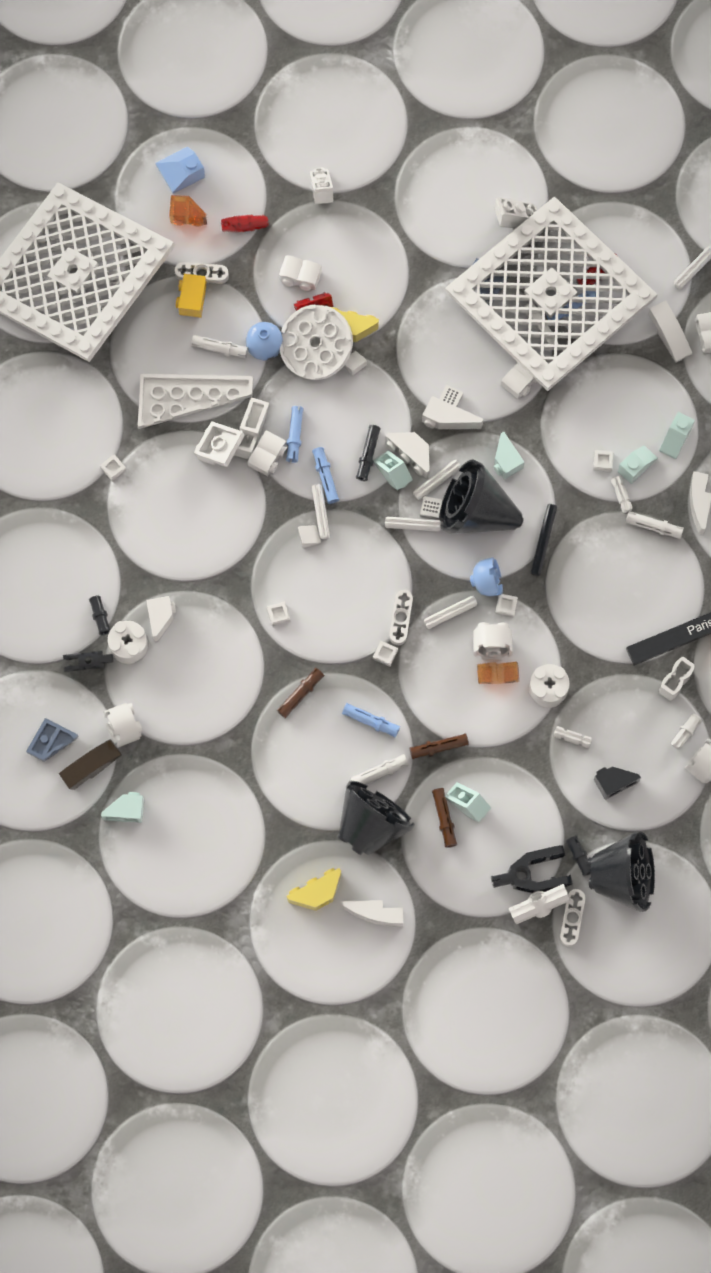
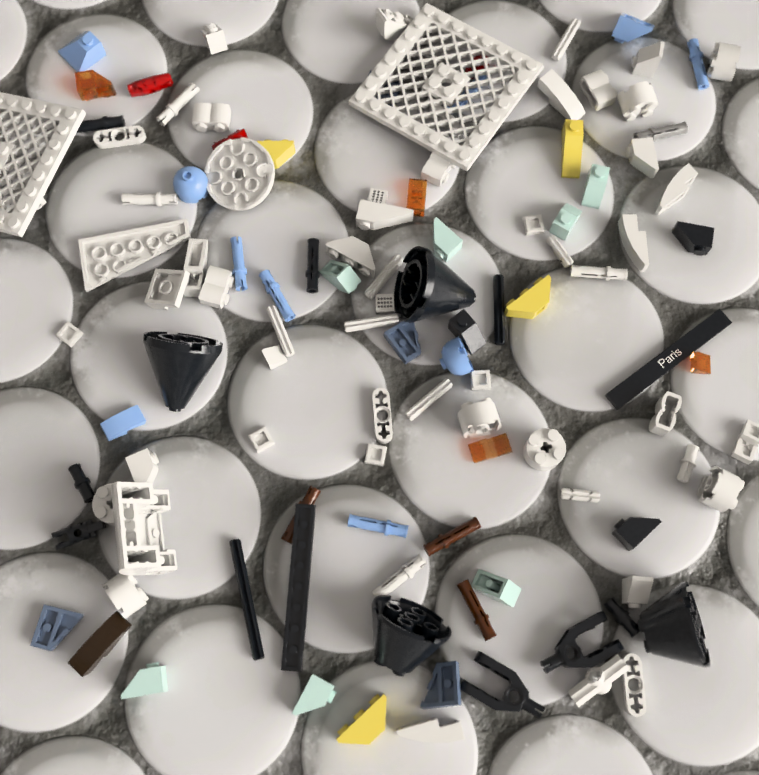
camera: 15 degrees left, 0 degrees up
(148, 566) = (122, 422): none -> light blue slope
(149, 665) = (139, 529): none -> white slope
(189, 255) = (102, 123): none -> black pin
(192, 295) = (113, 157): yellow brick -> none
(217, 522) = (180, 364): none -> black cone
(232, 750) = (246, 599): none -> black axle
(262, 254) = (173, 108): none -> white pin
(276, 856) = (315, 695): none -> light aqua slope
(283, 757) = (298, 588): none -> black tile
(355, 363) = (281, 186): white slope -> none
(396, 877) = (443, 687): none -> sand blue wing
(440, 549) = (404, 341): none -> sand blue wing
(447, 905) = (515, 683): none -> black piece
(491, 404) = (417, 196): none -> clear orange slope
(505, 554) = (467, 330): none -> black slope
(577, 538) = (531, 300): none -> light yellow slope
(598, 834) = (636, 591): none -> white slope
(664, 390) = (571, 148): none -> light yellow slope

